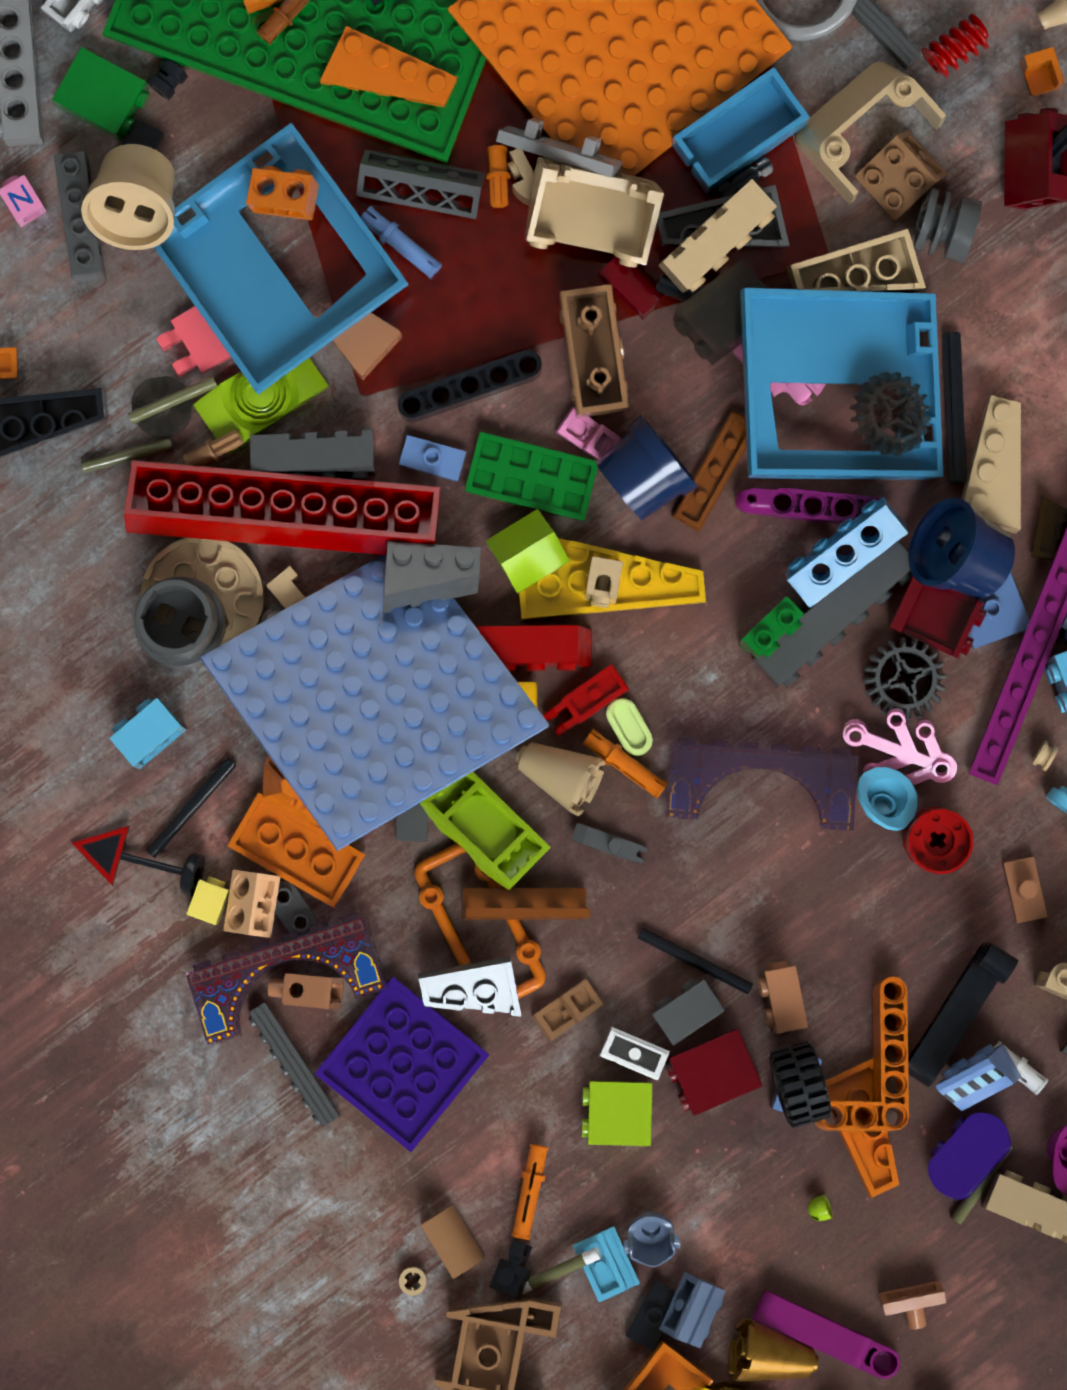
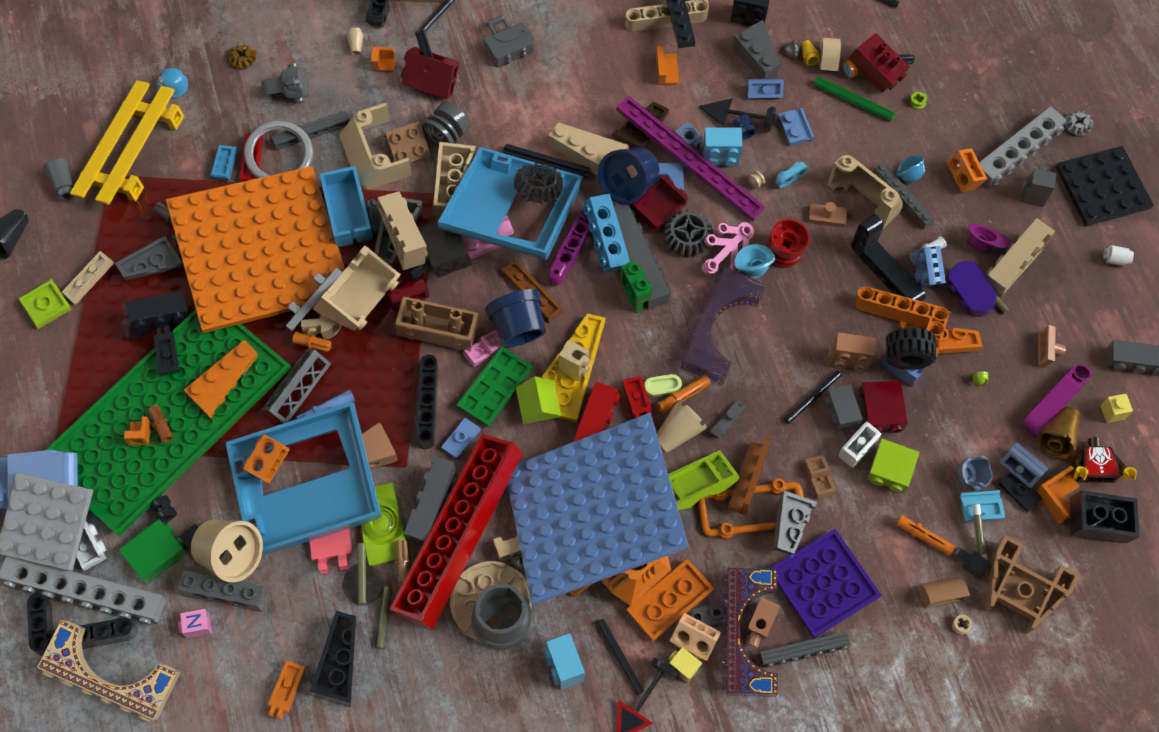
camera: 70 degrees left, 20 degrees down
(428, 573) = (530, 456): dark grey wedge -> none
(956, 45) = (350, 92): red piece -> none

